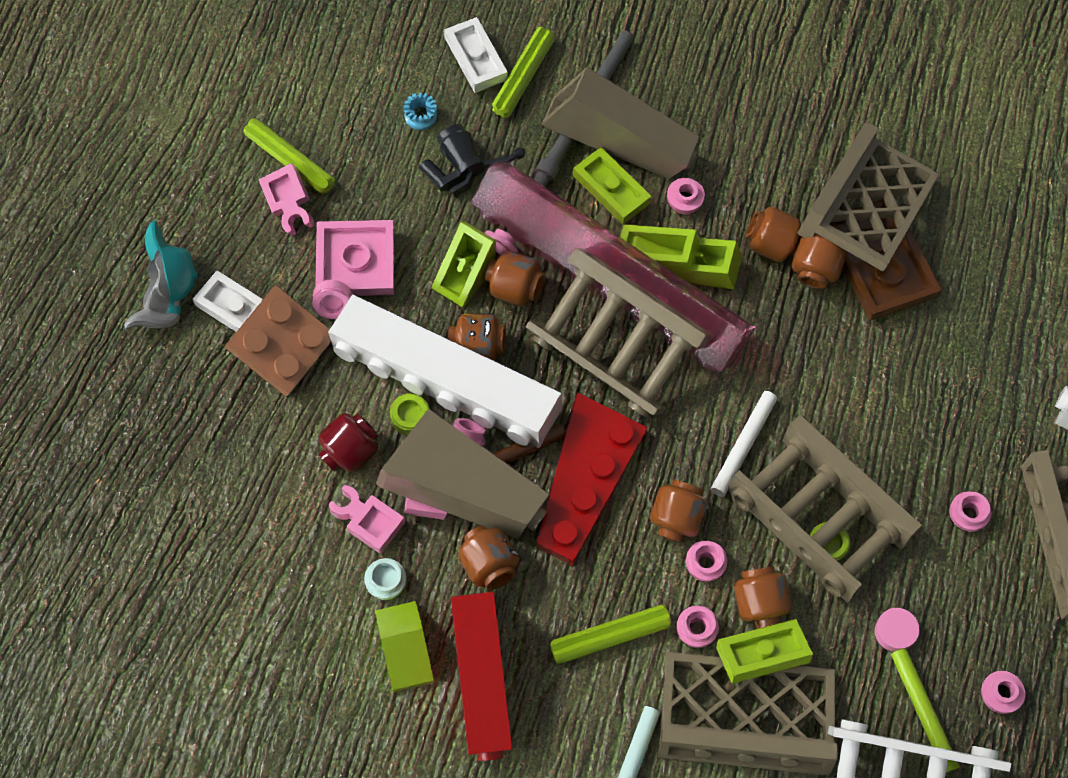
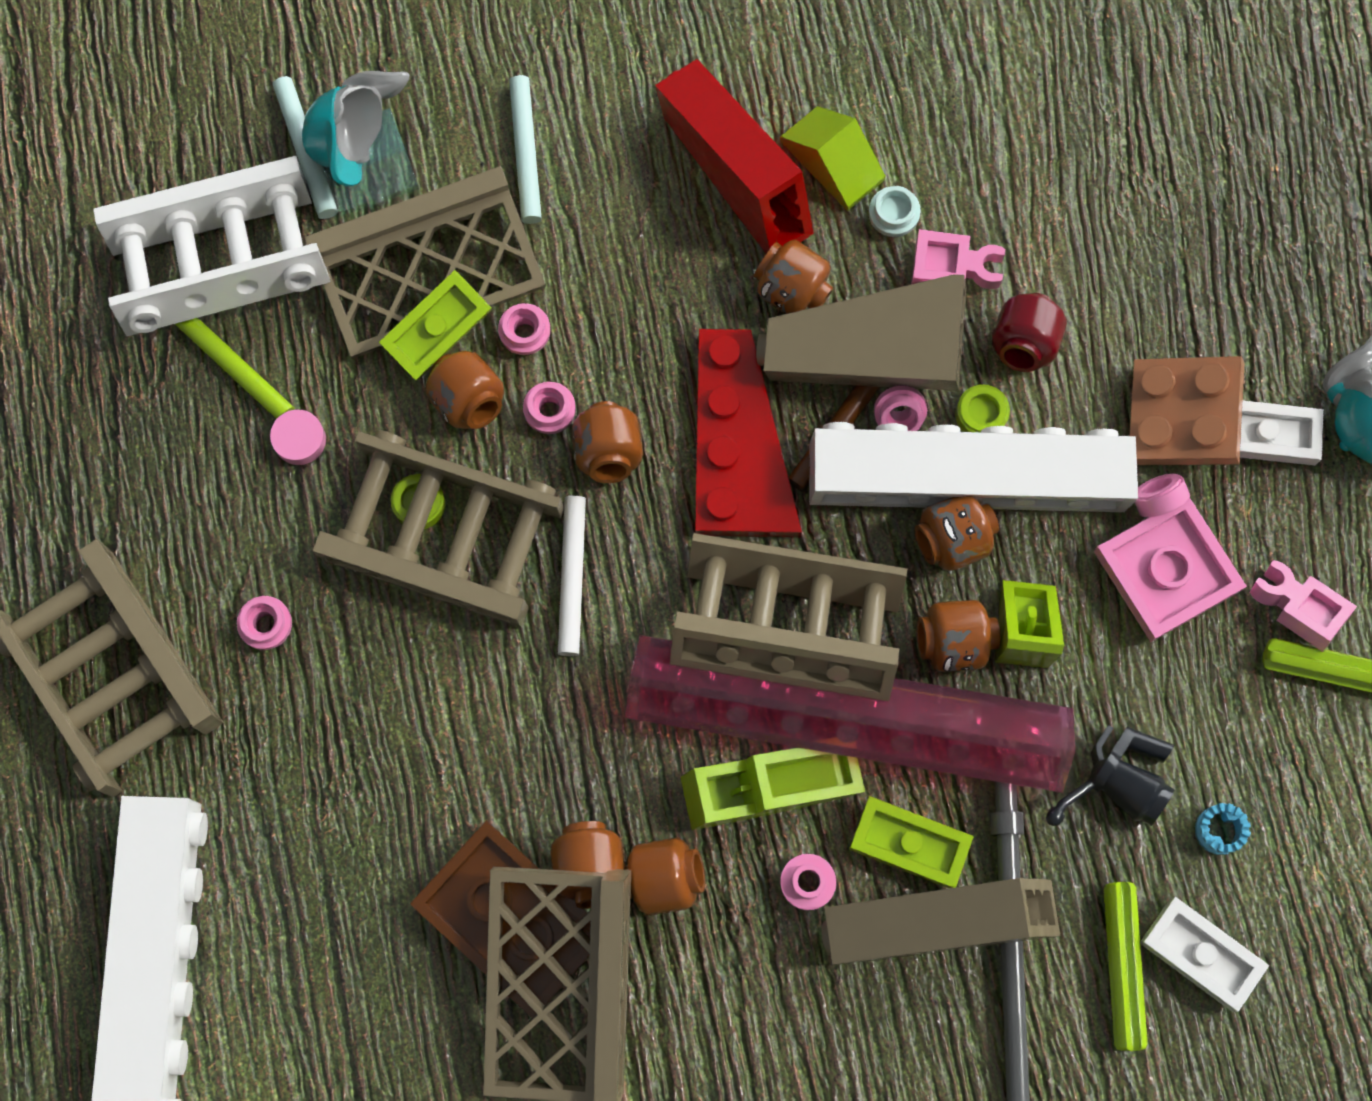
camera: 155 degrees right, 10 degrees up
(504, 241) = (1005, 676): bright pink plate -> none
(610, 634) = (616, 274): lime axle -> none
(992, 697) = (156, 435): bright pink plate -> none

